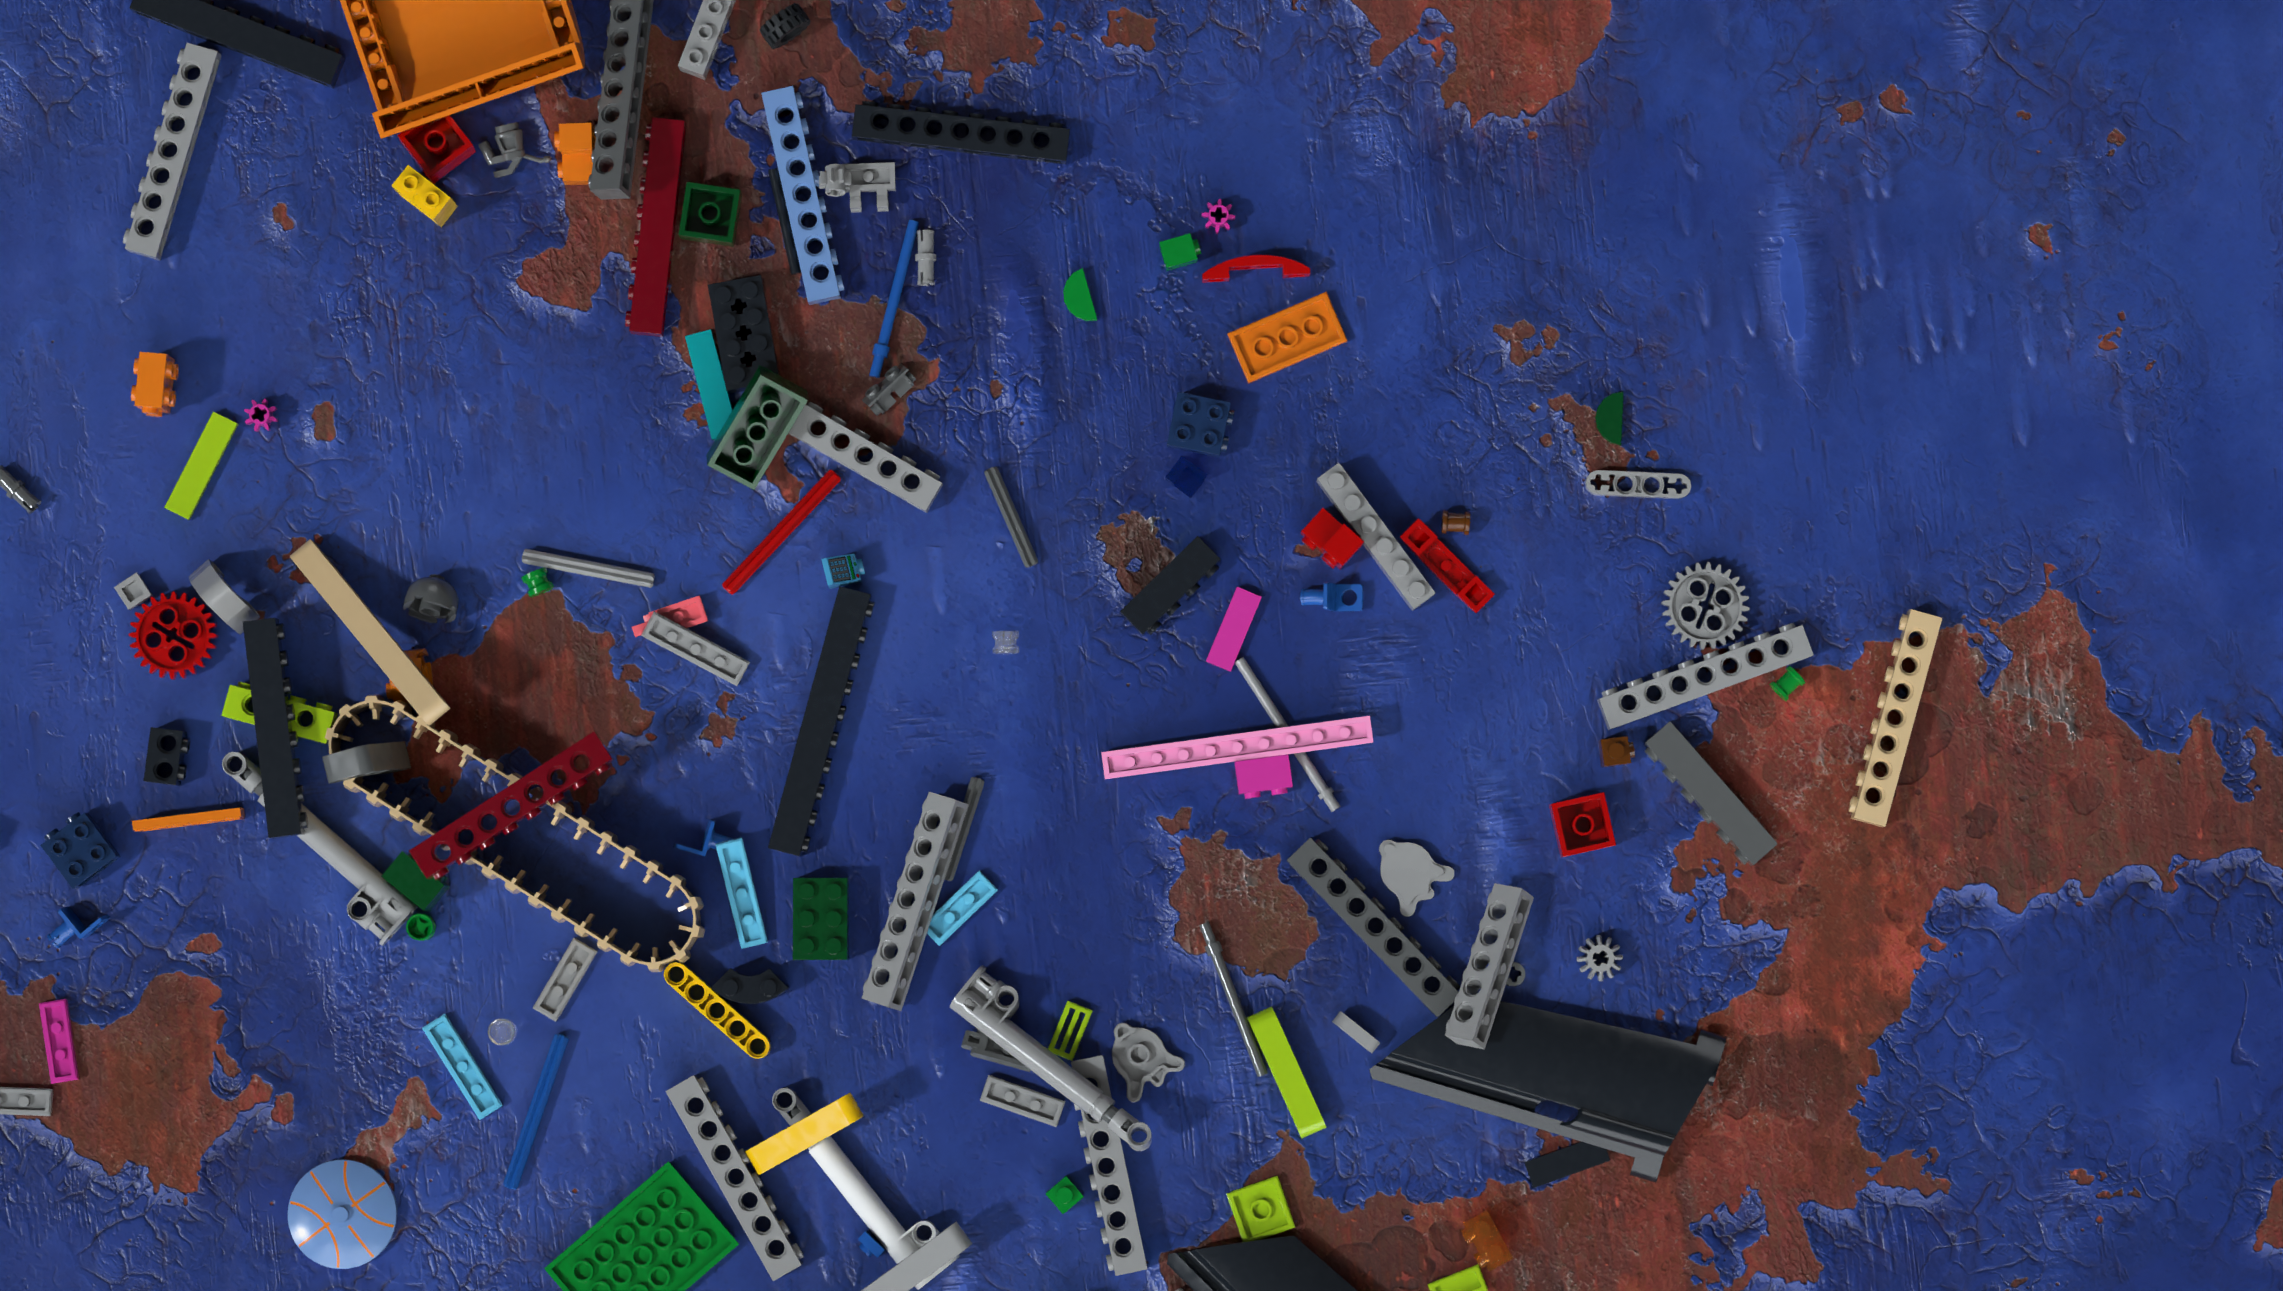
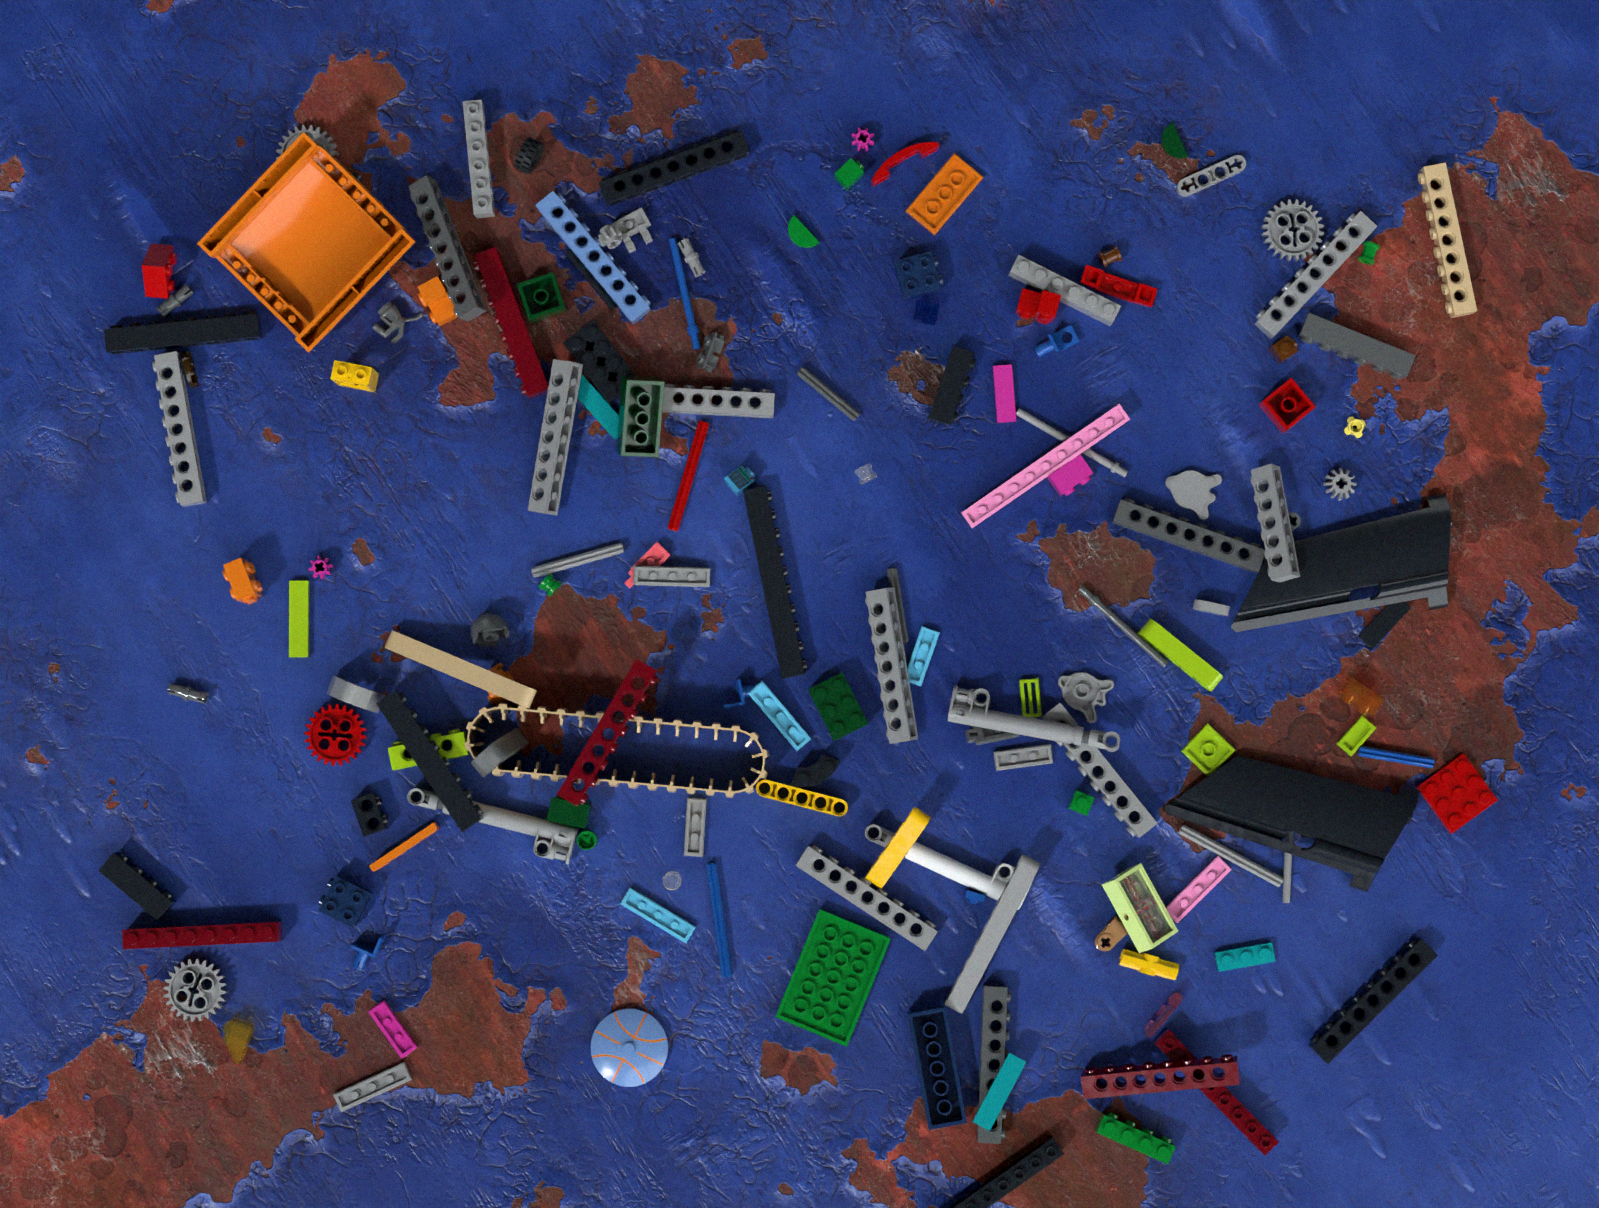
camera: 25 degrees left, 0 degrees up
(133, 591) = (295, 720): light grey plate -> none
(223, 81) = (189, 369): none -> dark brown tile
(437, 146) = (346, 341): red brick -> none
(637, 399) = (555, 437): none -> light grey brick
(1664, 895) = (1360, 424): none -> light yellow plate

